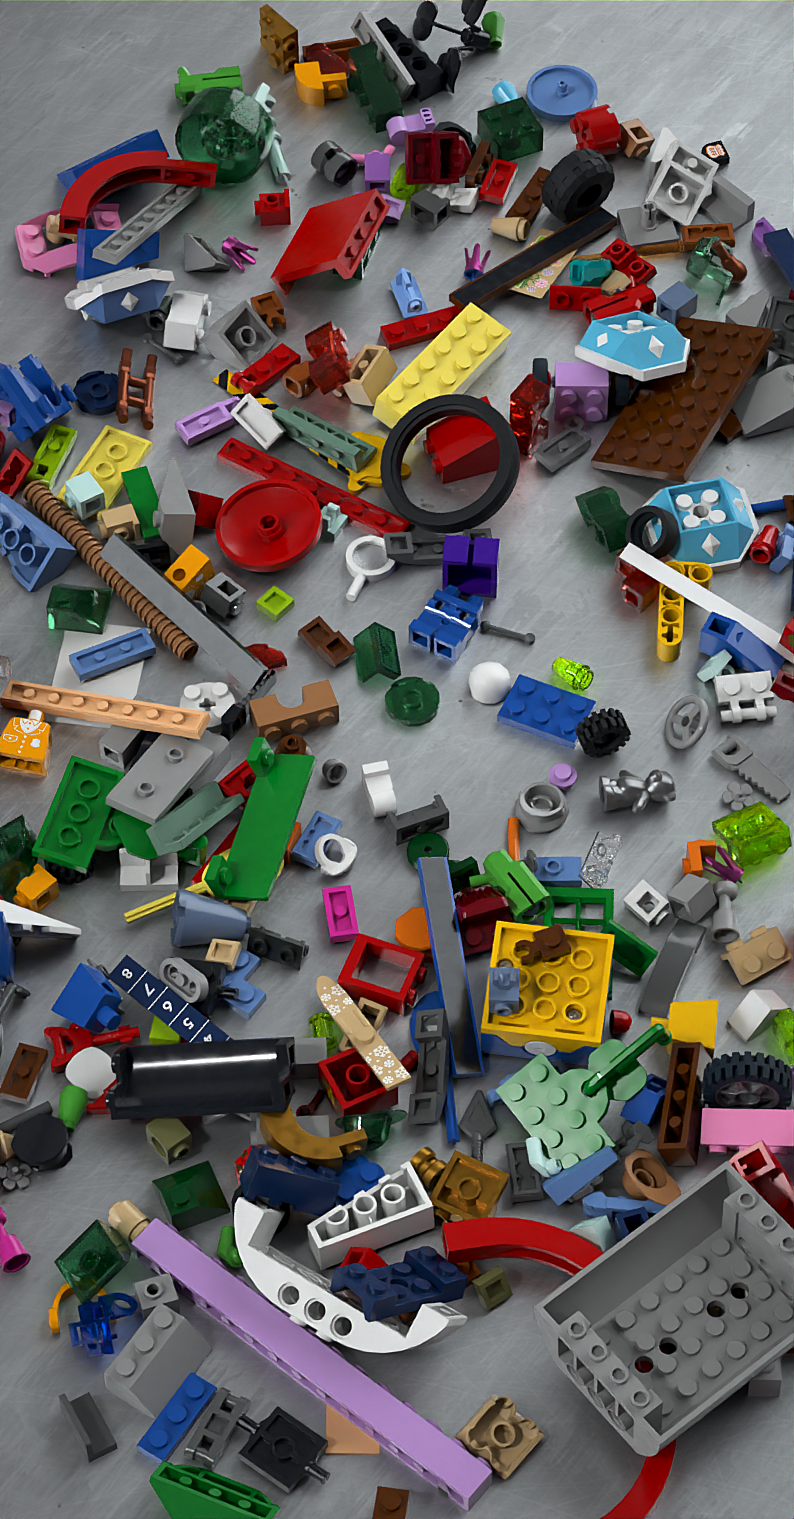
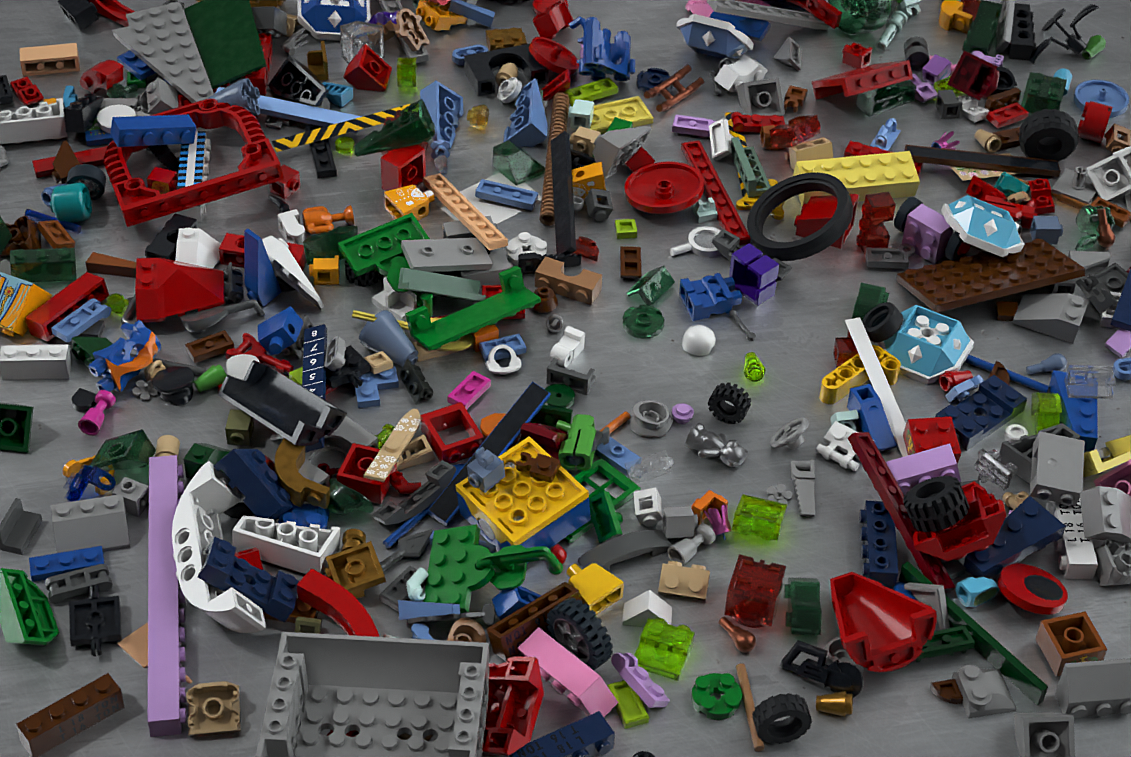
camera: 40 degrees right, 10 degrees down
(237, 250) = (810, 60): flat silver piece -> none
(545, 710) = (711, 369): blue plate -> none

